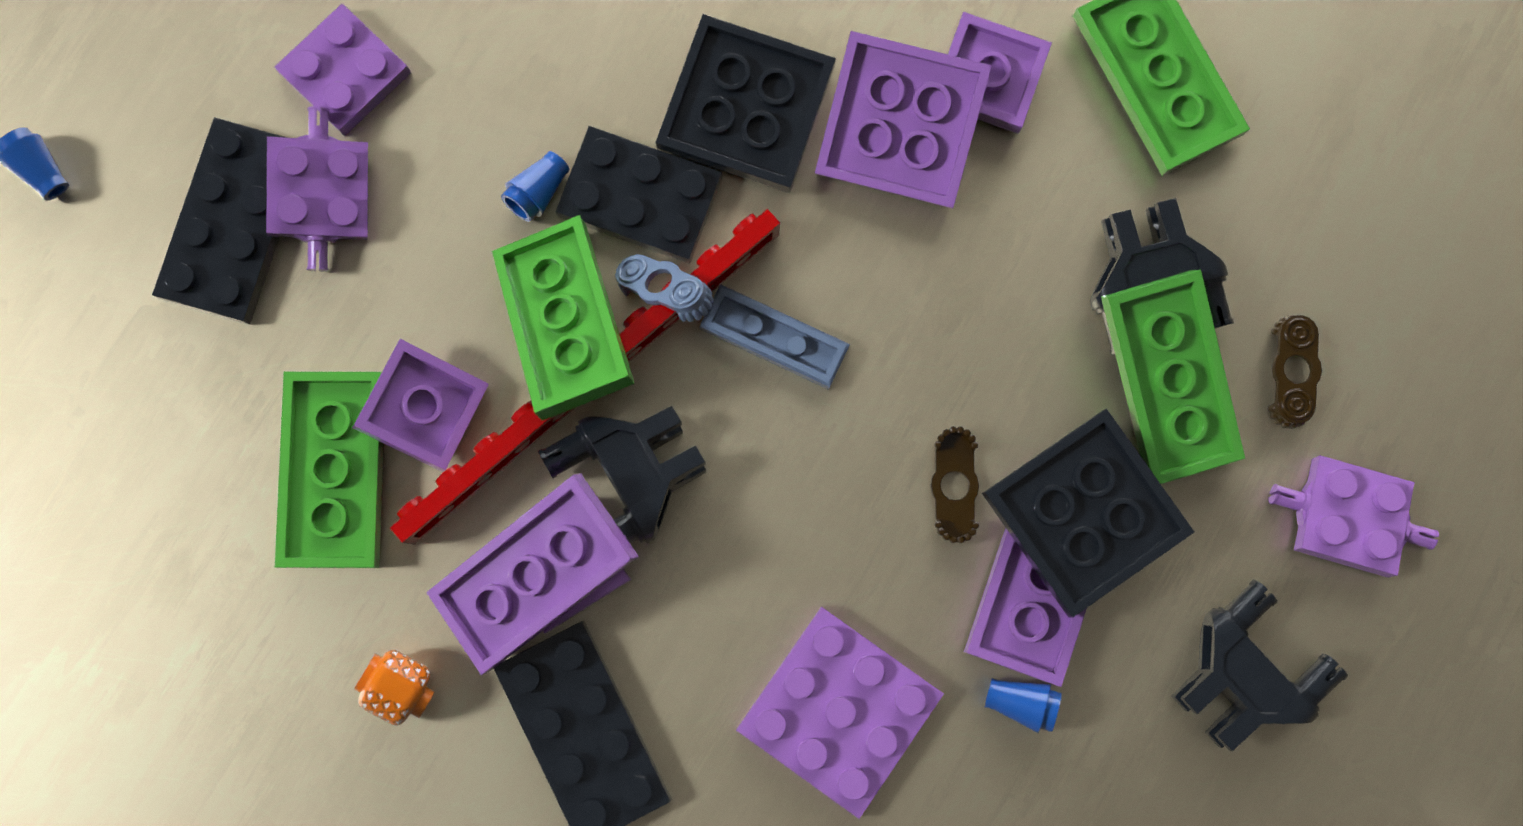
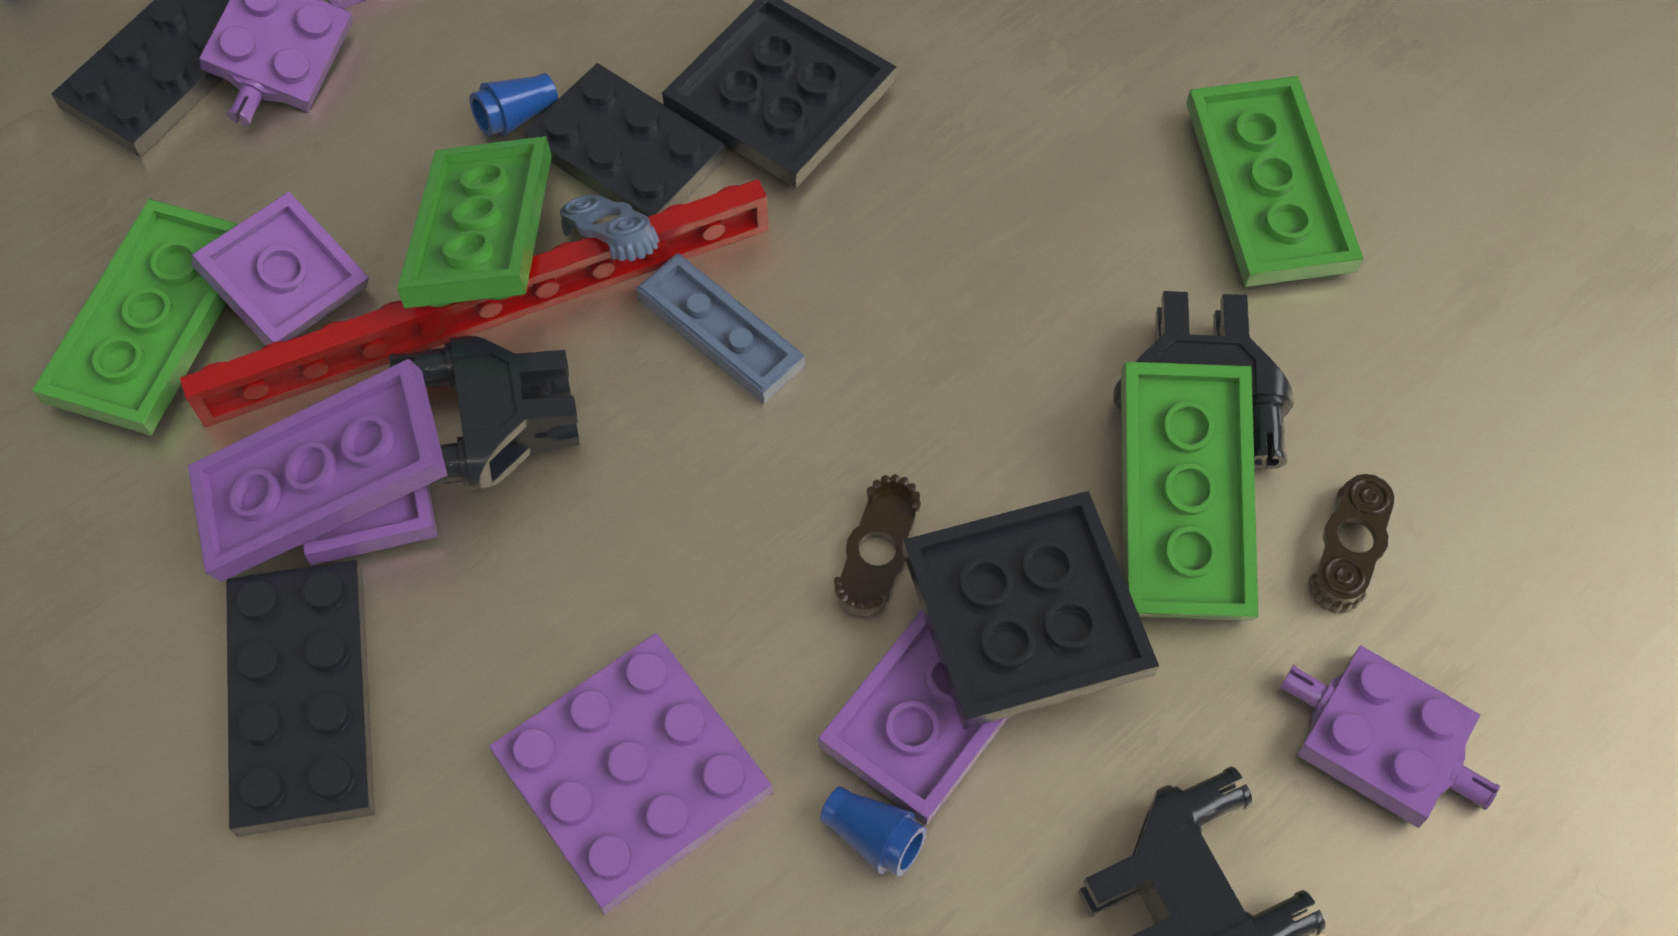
camera: 20 degrees right, 20 degrees down
(394, 687) = (98, 561): orange head -> none
(902, 119) = (949, 140): medium lavender plate -> none
(1015, 69) = (1071, 129): medium lavender plate -> none

